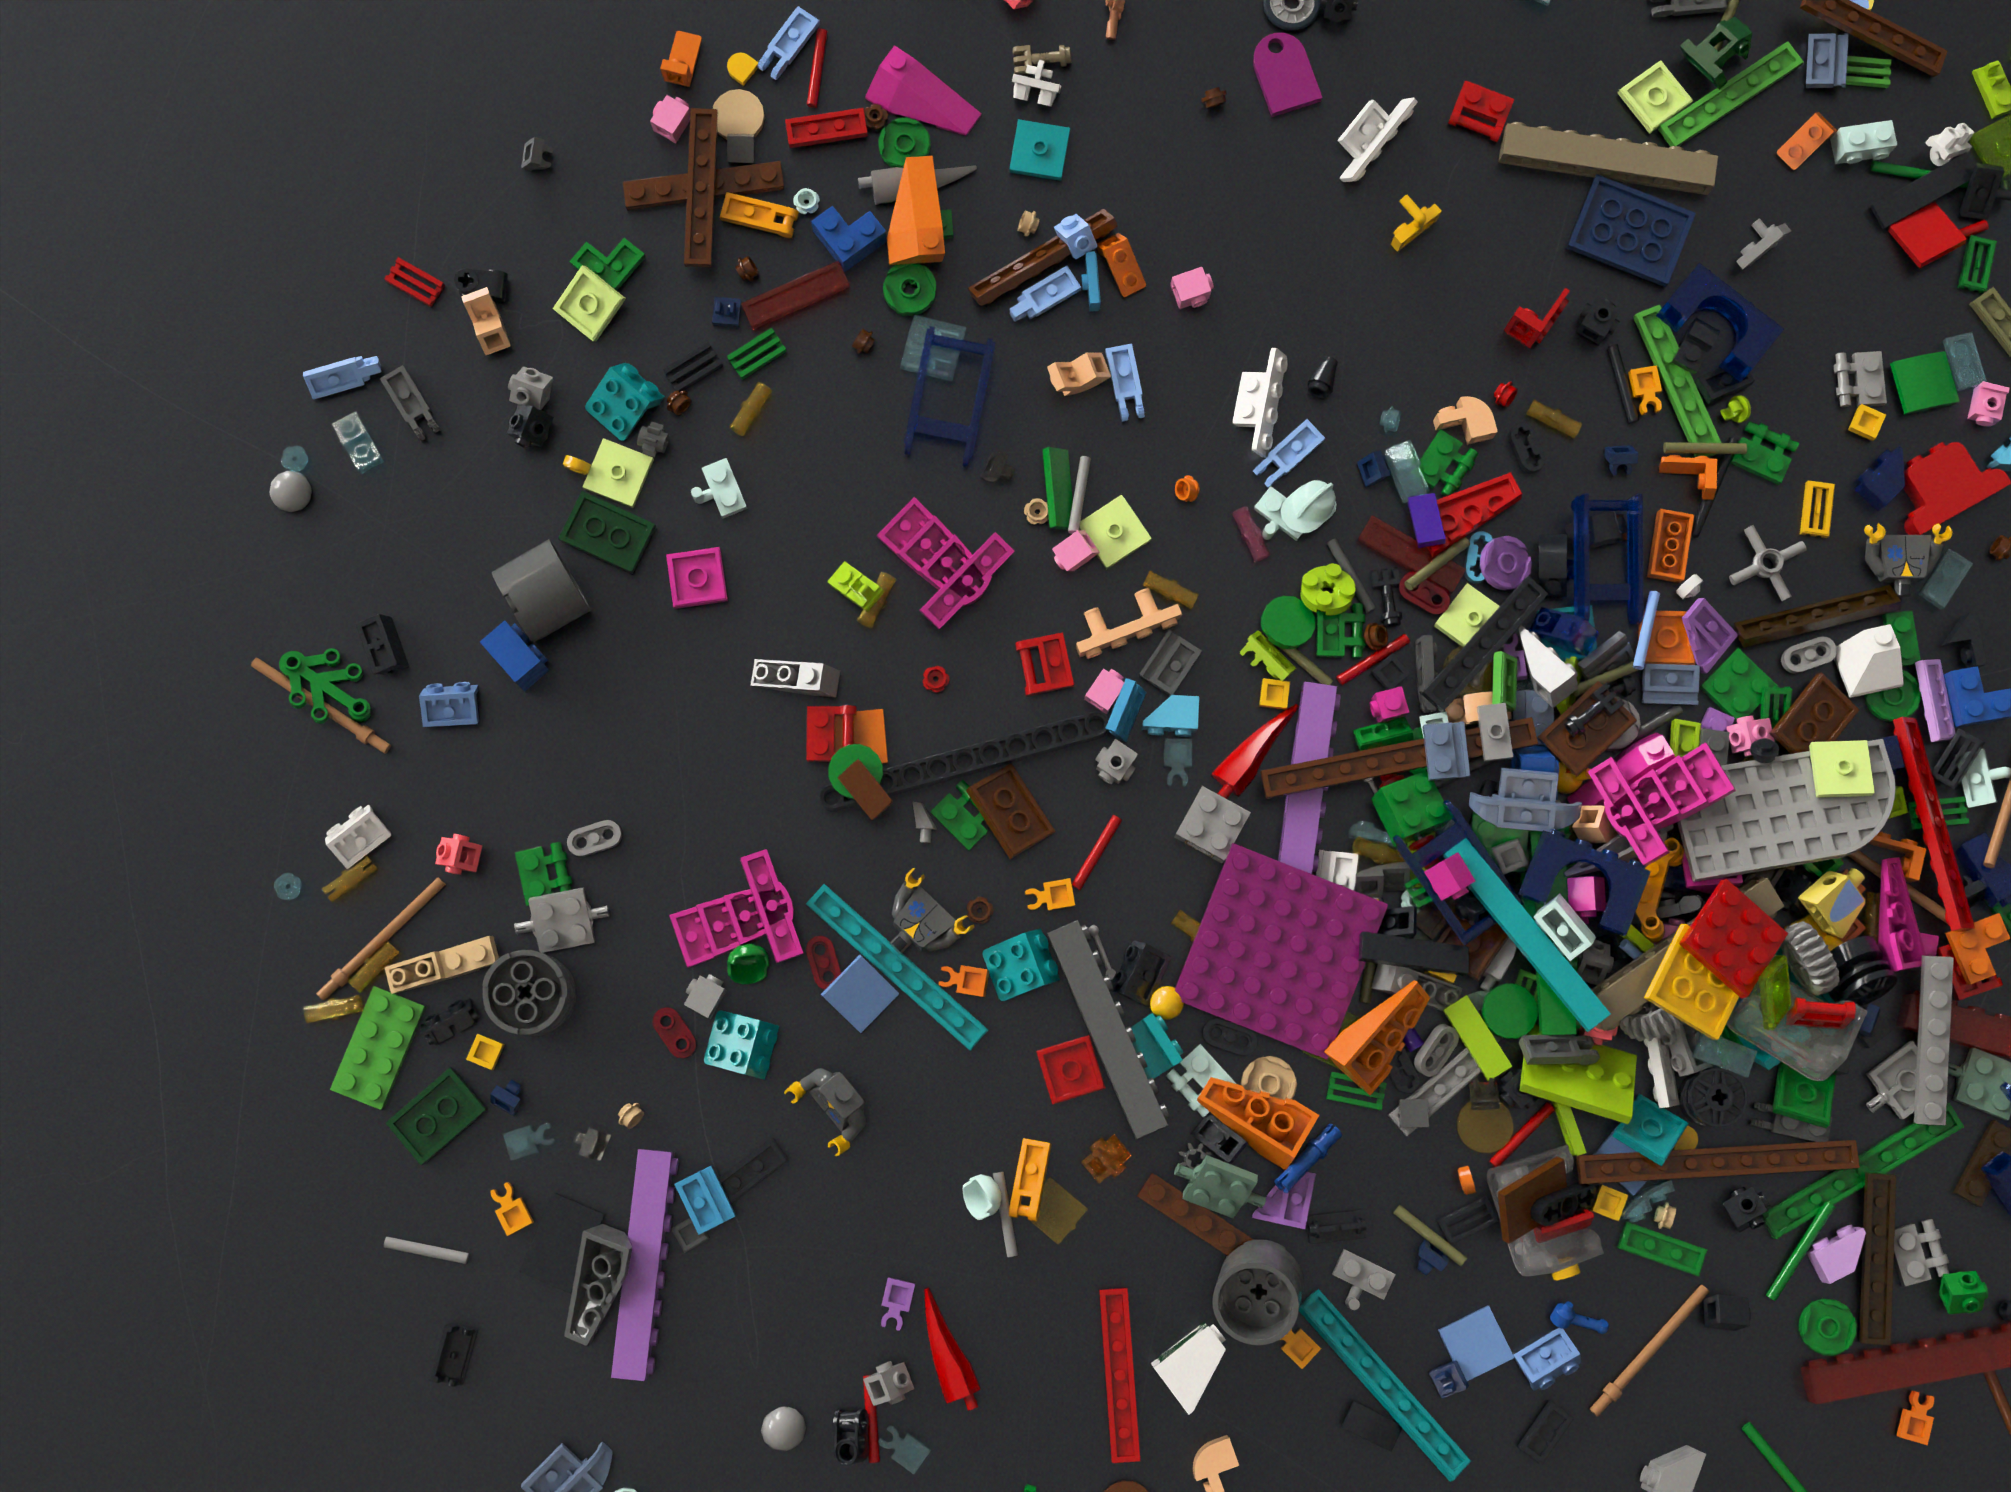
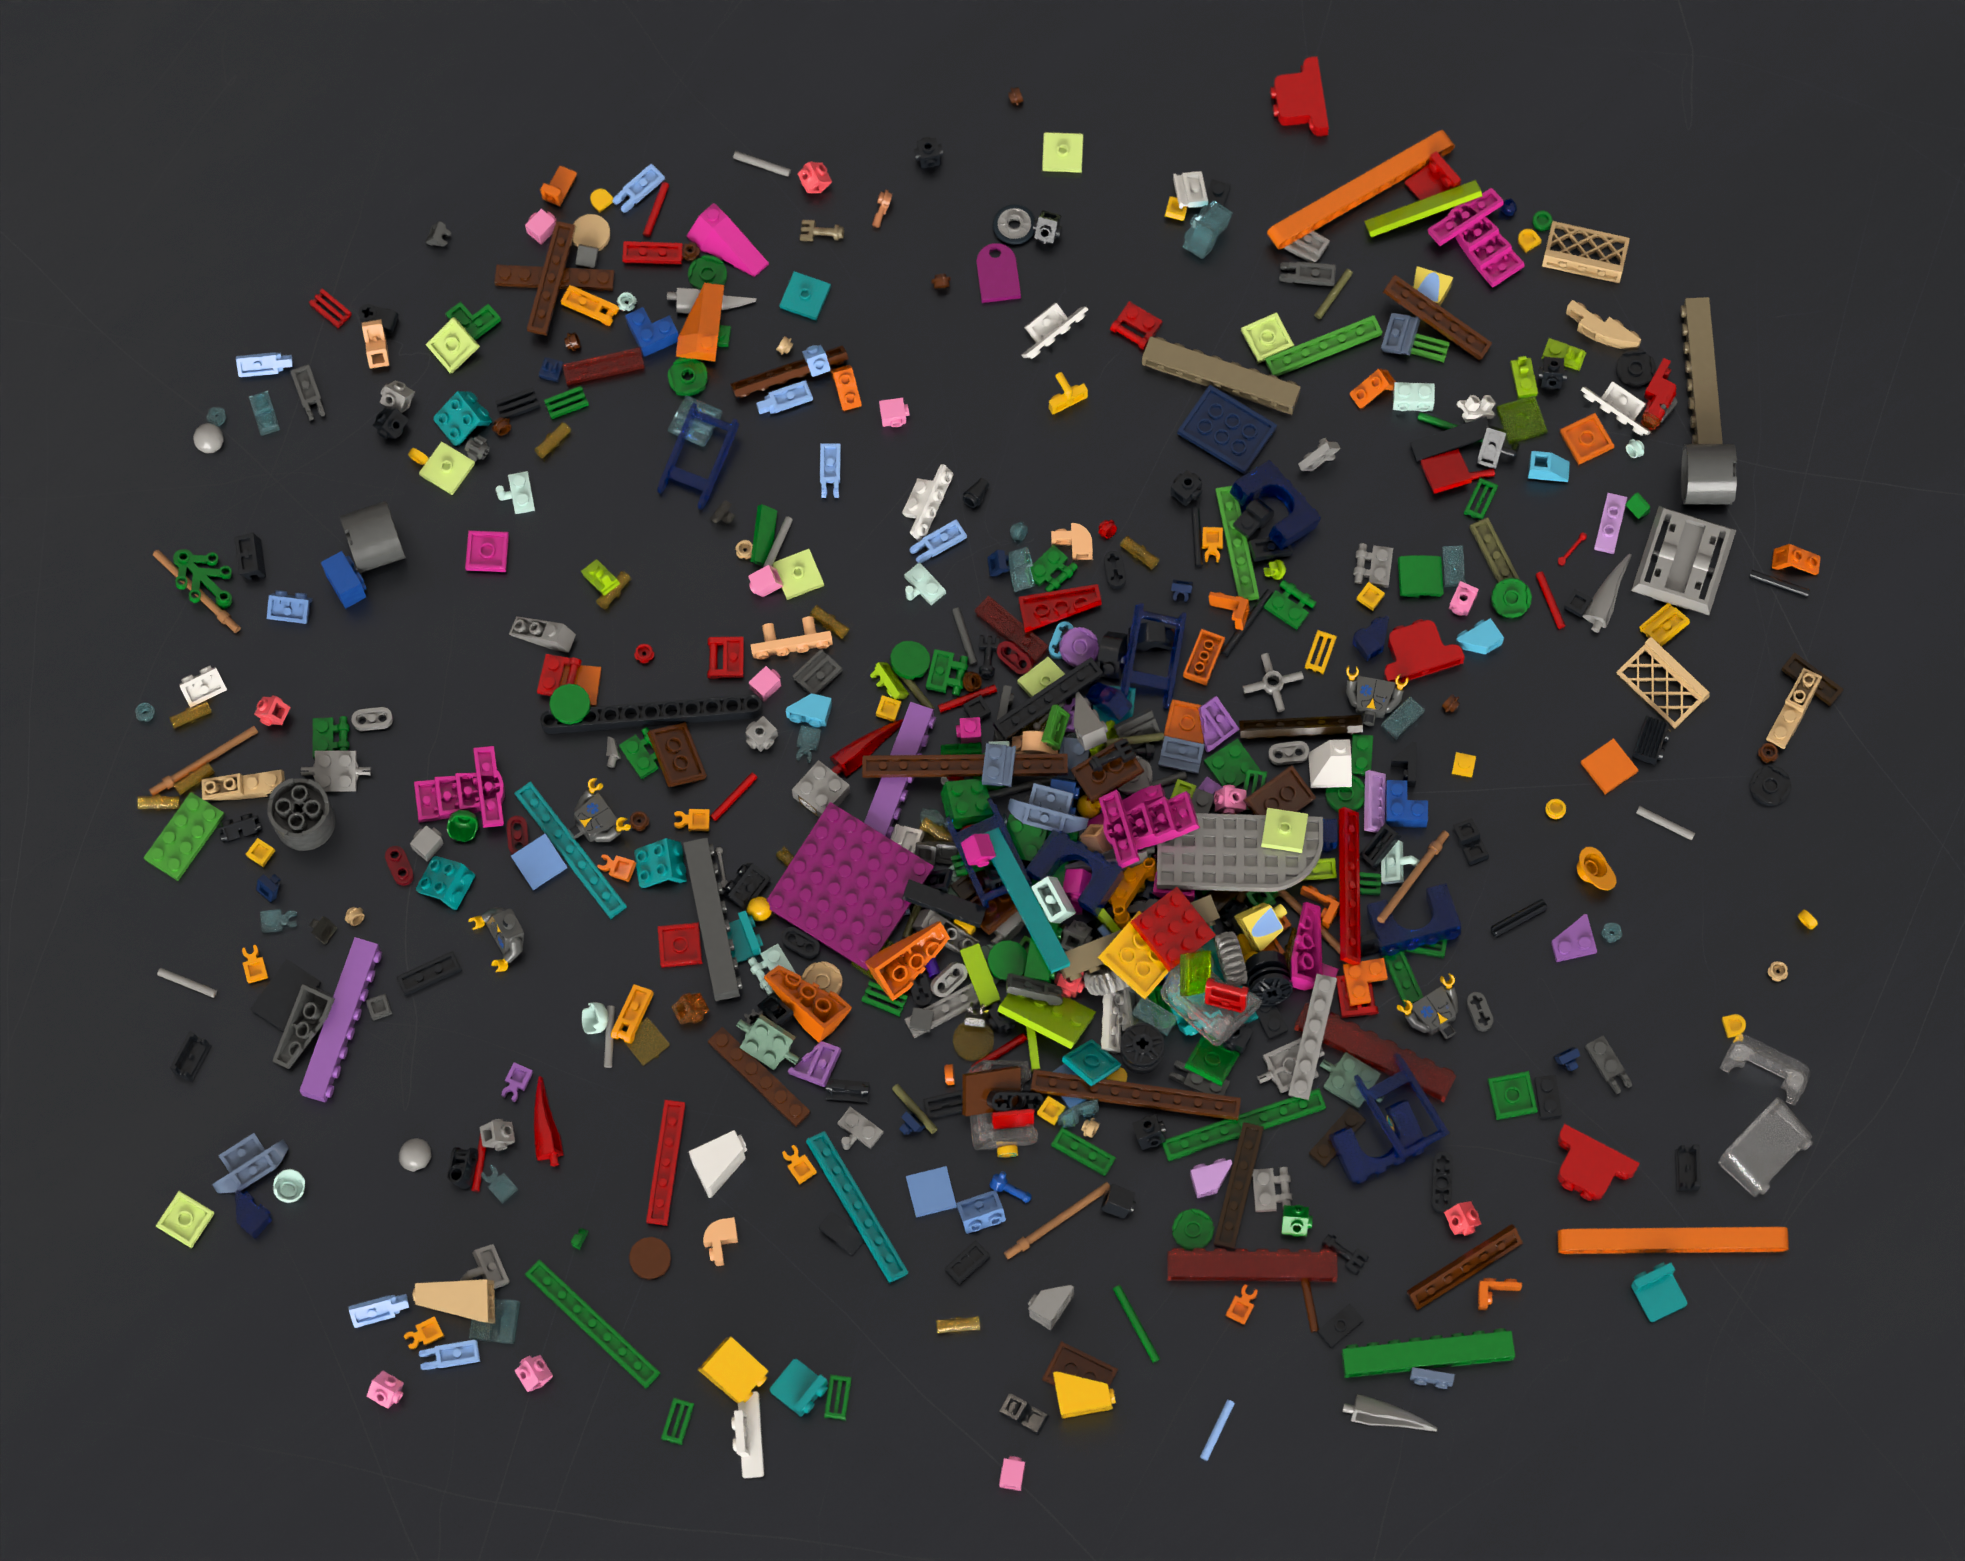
camera: 15 degrees right, 10 degrees down
(436, 1116) = (215, 890): dark green plate -> none
(607, 532) = (429, 507): dark green plate -> none
(705, 1199) = (394, 983): dark azure plate -> none
(863, 341) = (645, 407): reddish brown plate -> none
(865, 789) = (573, 715): reddish brown slope -> none
(943, 560) = (667, 570): dark pink slope -> none
(1047, 89) = (819, 254): white hips -> none
(1079, 374) = (797, 458): light nougat brick -> none
(1090, 281) = (820, 394): dark azure plate -> none
(1126, 710) = (776, 698): dark azure plate -> none
(1187, 489) = (857, 553): orange plate -> none
(1251, 534) = (897, 593): clear pink pin -> none
(1253, 1313) = (760, 1118): dark grey brick -> none
(1309, 506) = (943, 581): light aqua piece -> none
(1316, 1150) = (844, 1031): blue pin -> none
(1327, 577) = (946, 633): lime plate -> none
(1426, 520) = (1025, 605): dark purple tile -> none
(1437, 563) = (1026, 637): olive bar -> none
(1449, 1379) = (905, 1211): dark blue tile -> none
(1494, 732) = (1037, 758): light grey plate -> none
(1510, 856) = (1028, 847): dark grey tile -> none
(1528, 328) = (1135, 486): red bracket -> none
(1646, 630) = (1170, 712): light blue bar -> none
(1690, 587) = (1211, 688): white tile -> none
(1705, 448) = (1243, 591): olive bar -> none
(1708, 59) = (1332, 308): dark green tile -> none
(1764, 750) = (1232, 808): black plate -> none
(1800, 1251) = (1184, 1171): green bar -> none
(1870, 1020) = (1268, 1013): dark blue tile -> none

